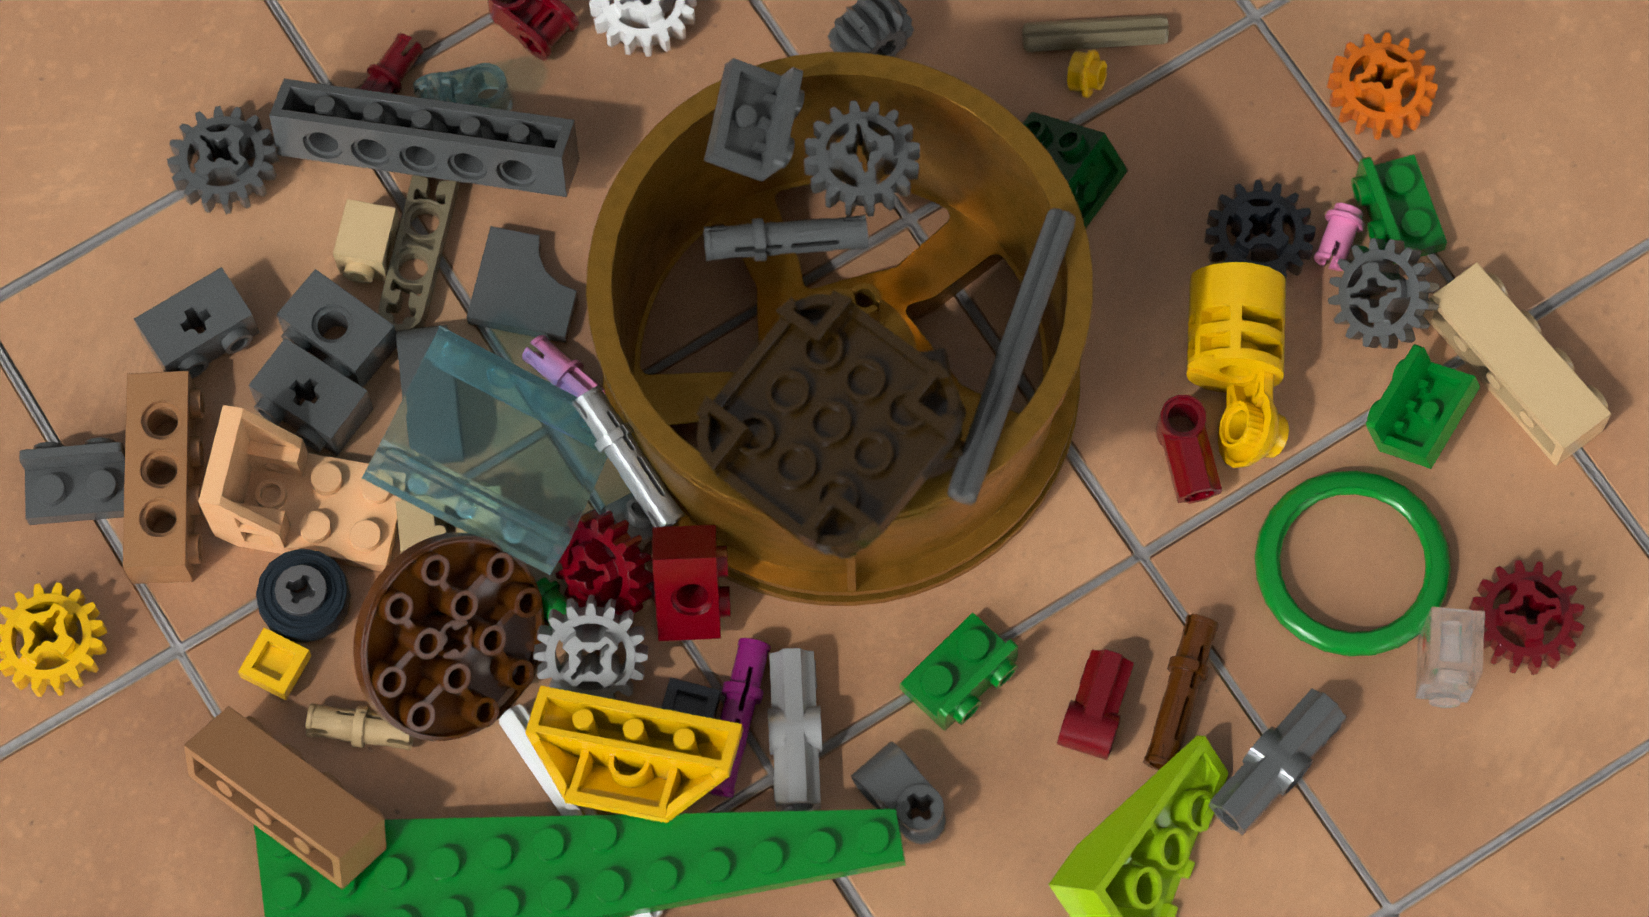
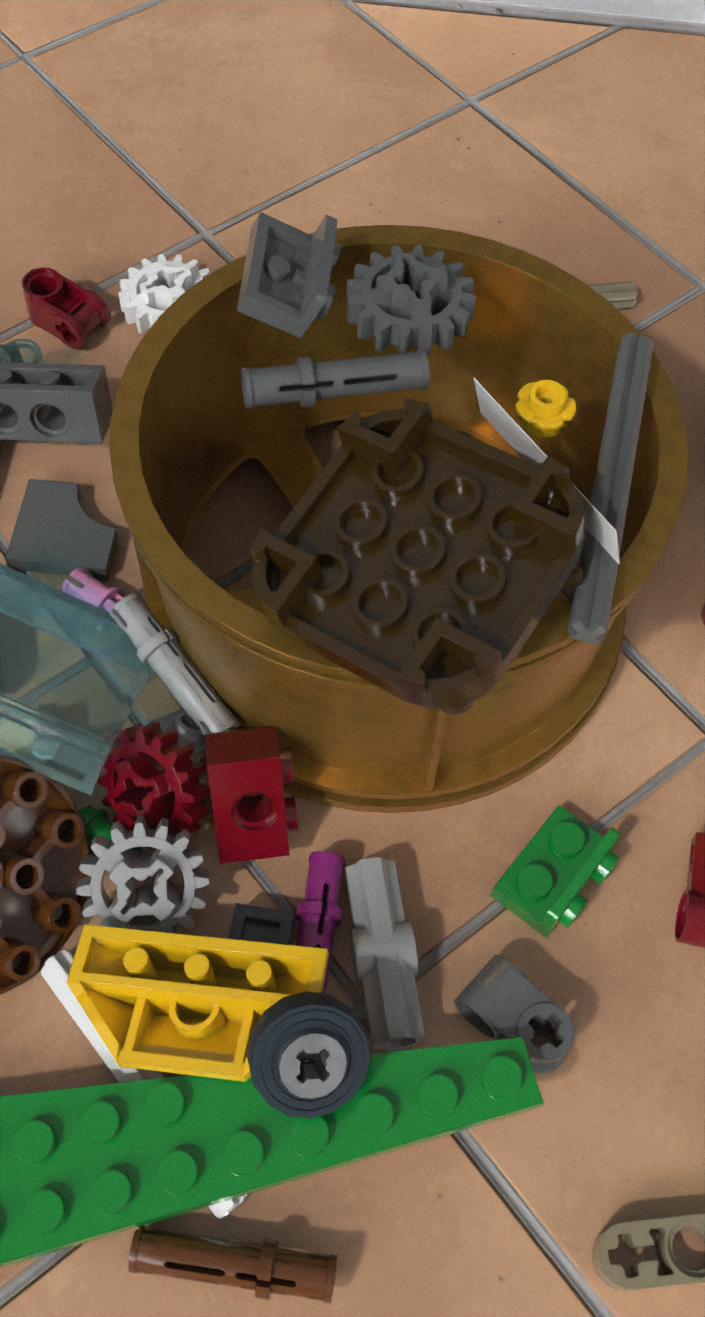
camera: 10 degrees left, 10 degrees down
(710, 786) = (304, 1029): none -> black wheel
(948, 349) = (530, 452): none -> white sticker
(966, 291) = (544, 408): none -> yellow plate

